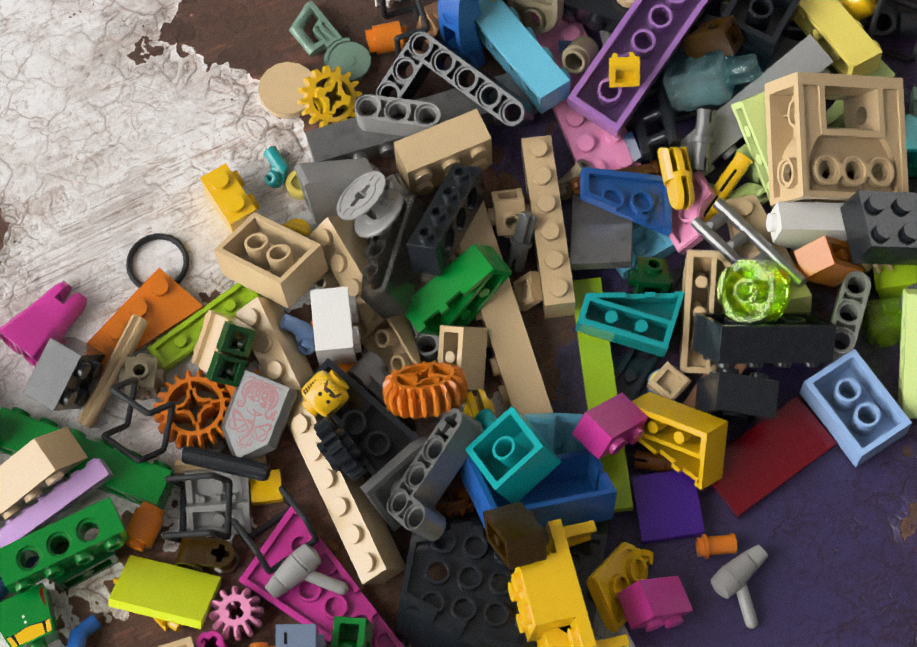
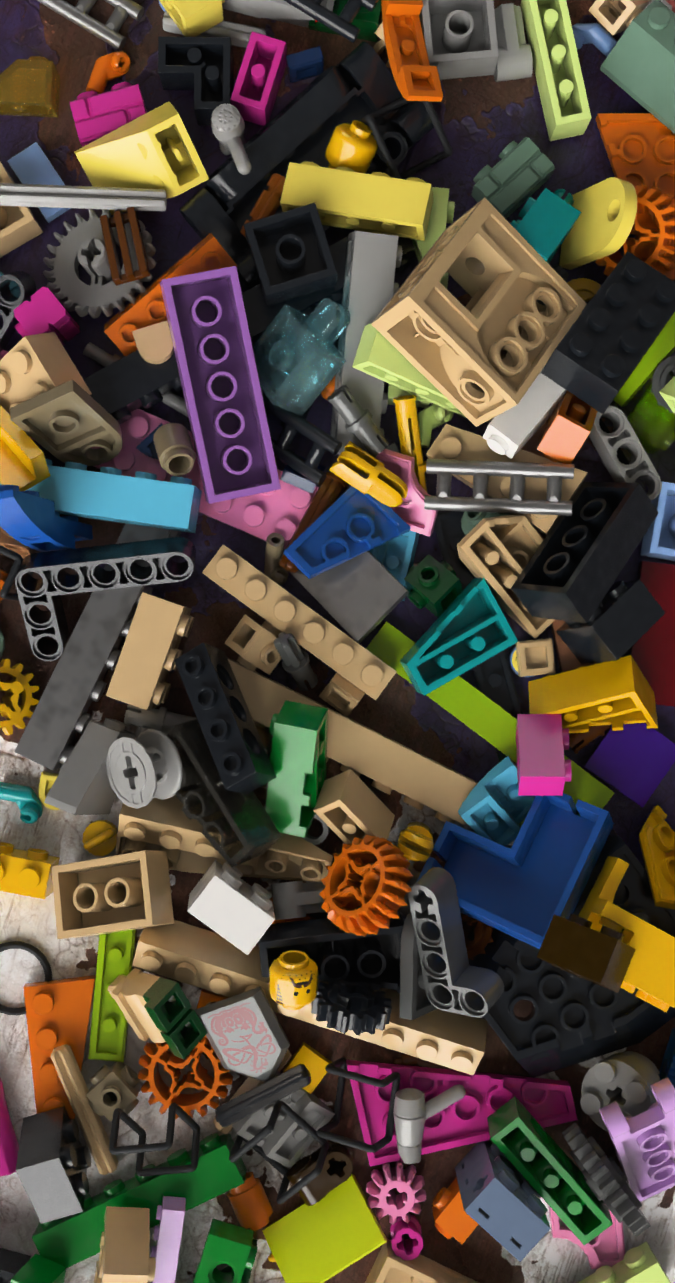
camera: 55 degrees left, 20 degrees up
(302, 331) = (193, 927): medium blue arm -> none
(387, 107) = (63, 666): light grey beam -> none
(511, 453) = (495, 871): teal brick -> none
(624, 71) = (238, 434): yellow tile -> none
(712, 36) = (277, 317): dark brown leg -> none
(754, 290) = (550, 526): clear neon green brick -> none

